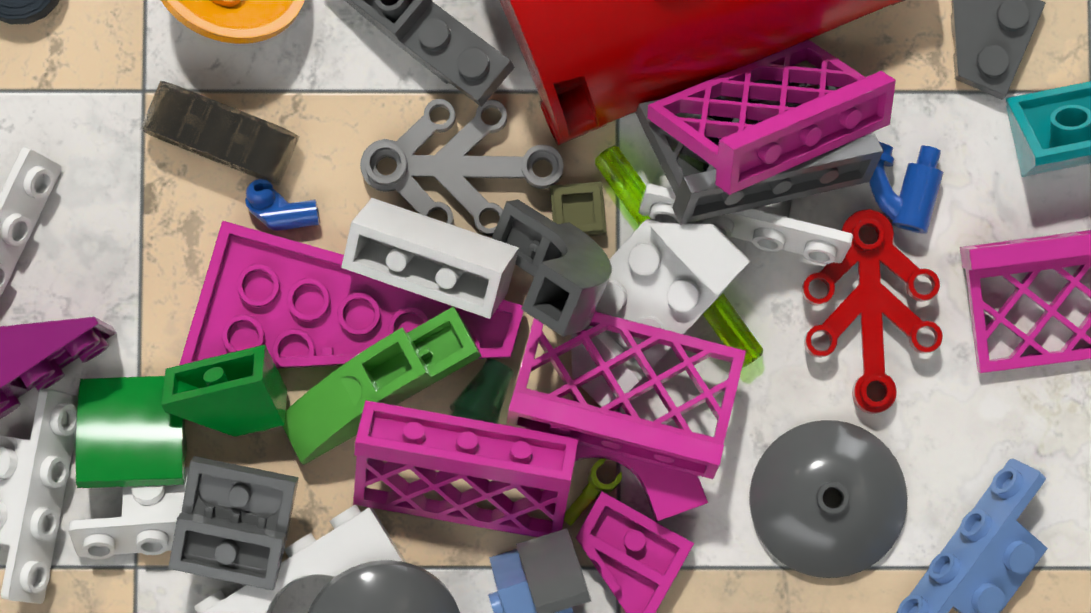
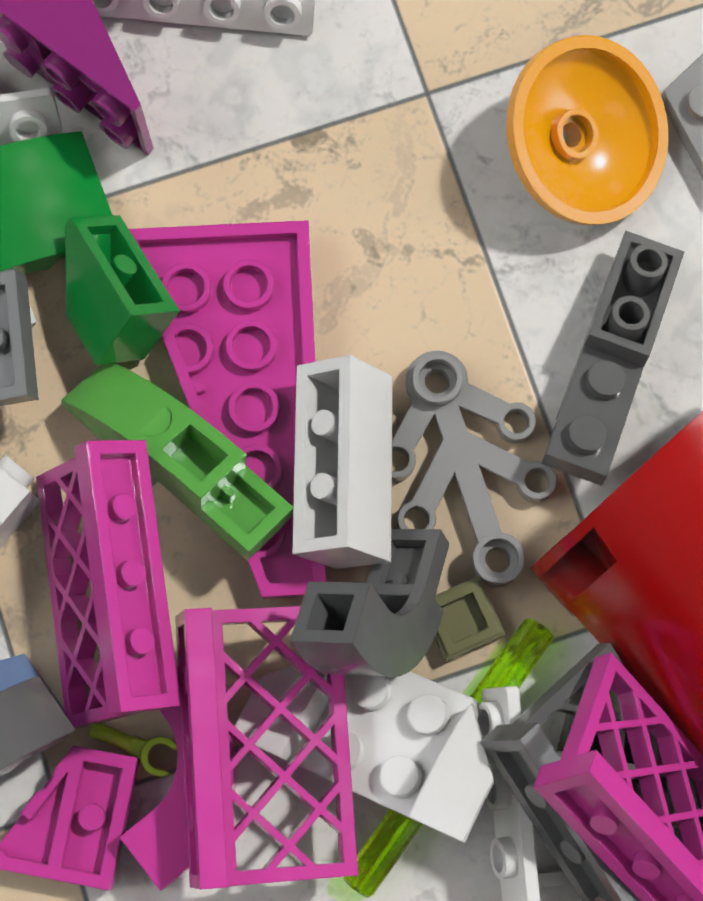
camera: 70 degrees right, 5 degrees down
(219, 132) = (407, 186): clear smoke beam -> none
(275, 211) = (341, 278): blue arm -> none
(485, 393) = (203, 582): clear green cone -> none

